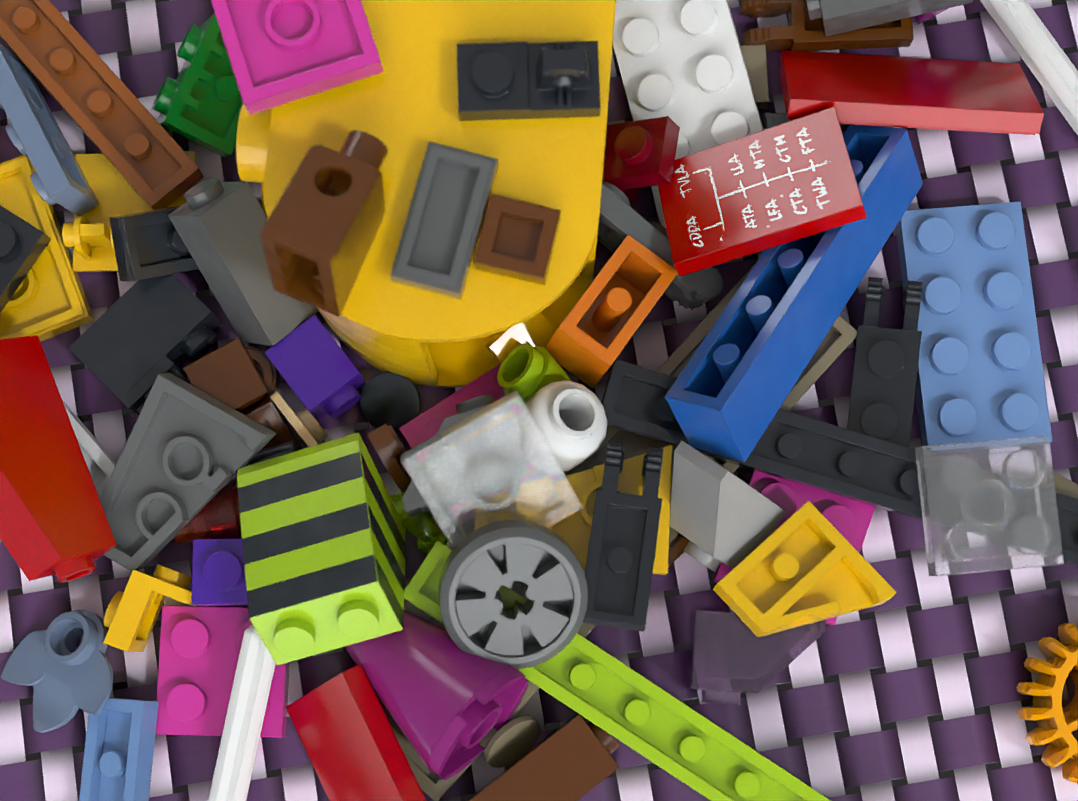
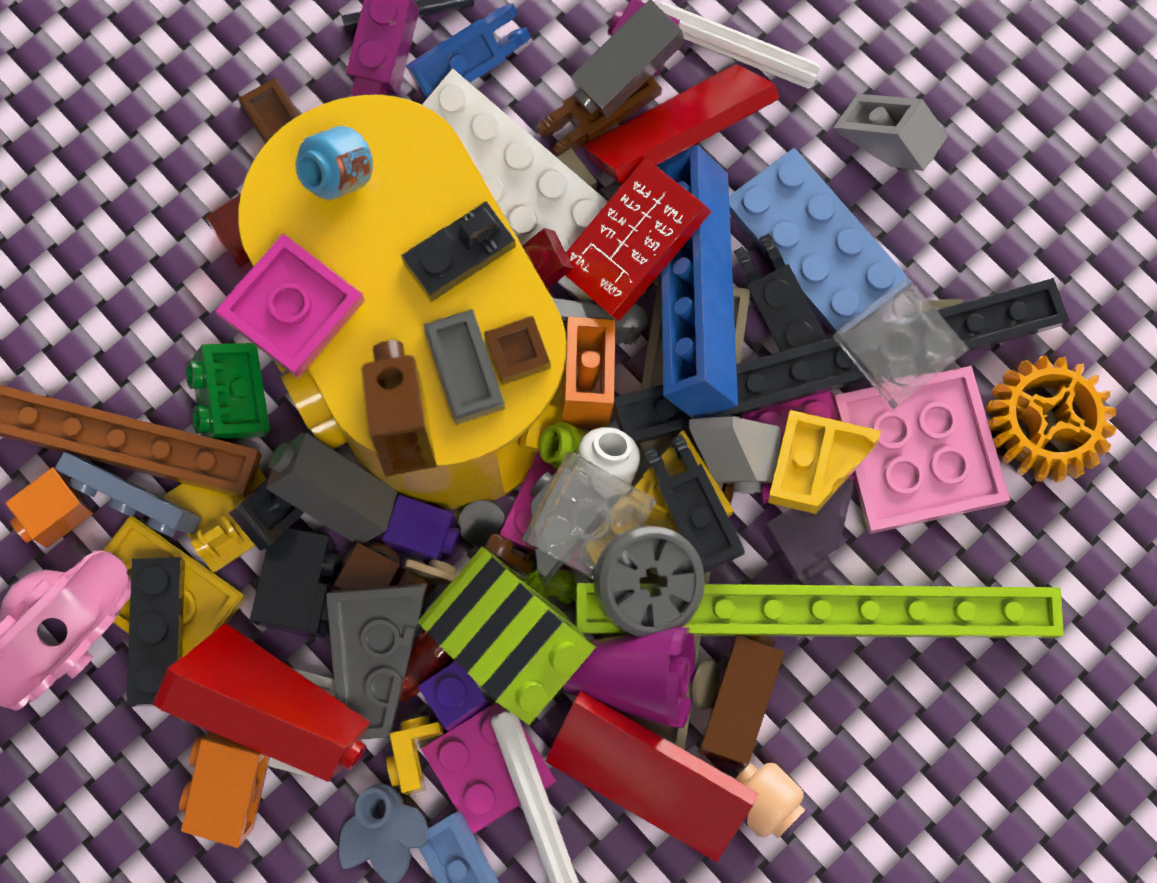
camera: 35 degrees left, 5 degrees down
(938, 653) = (930, 453): none -> bright pink plate

